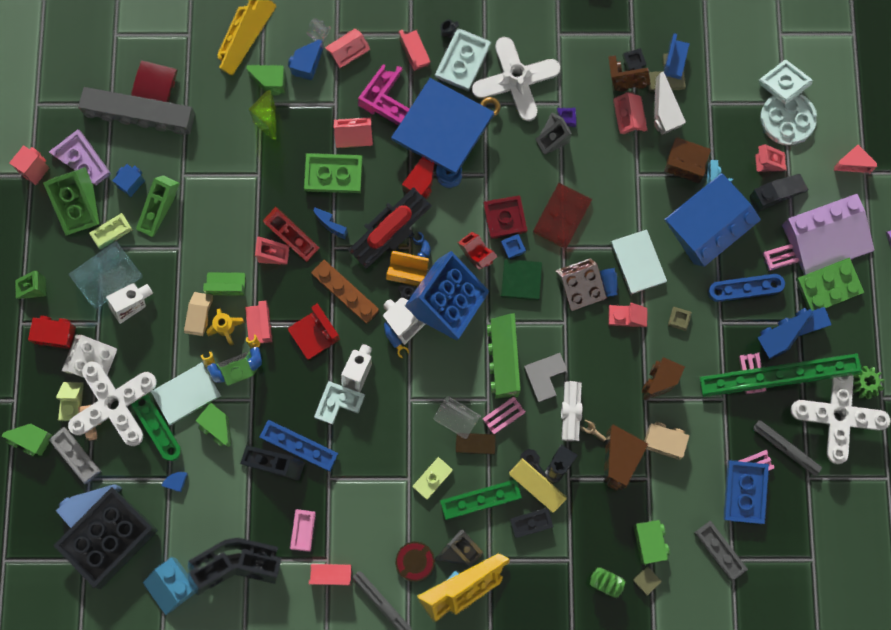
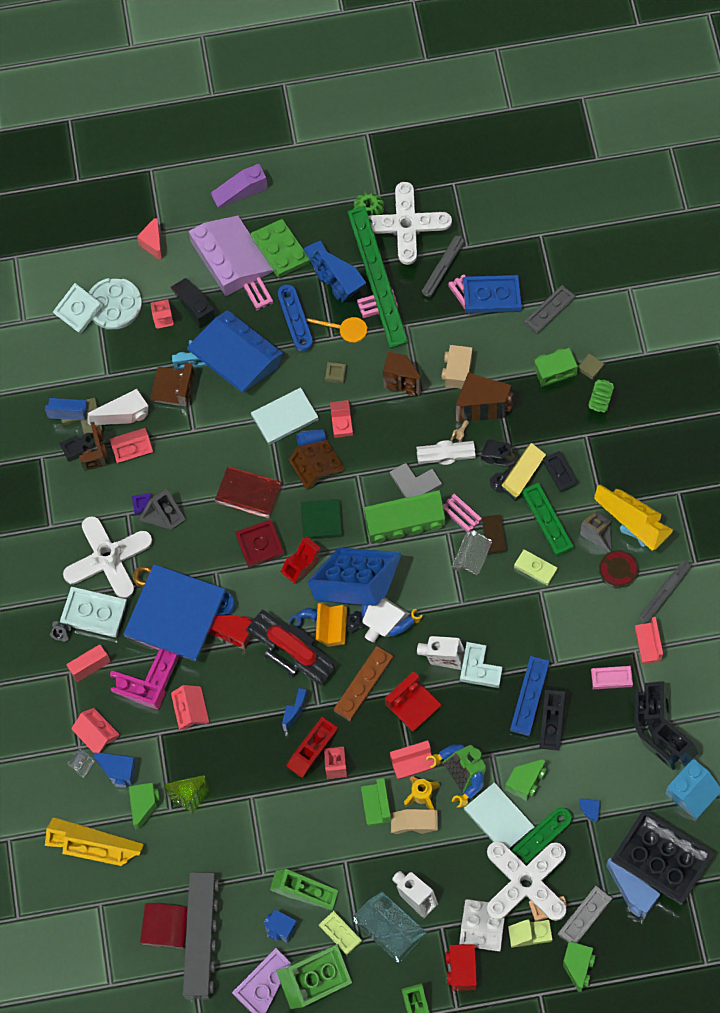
camera: 95 degrees left, 10 degrees down
(333, 173) = (239, 717): bright green plate -> none
(513, 246) = (289, 531): blue plate -> none
(726, 343) = (351, 329): none -> light orange piece

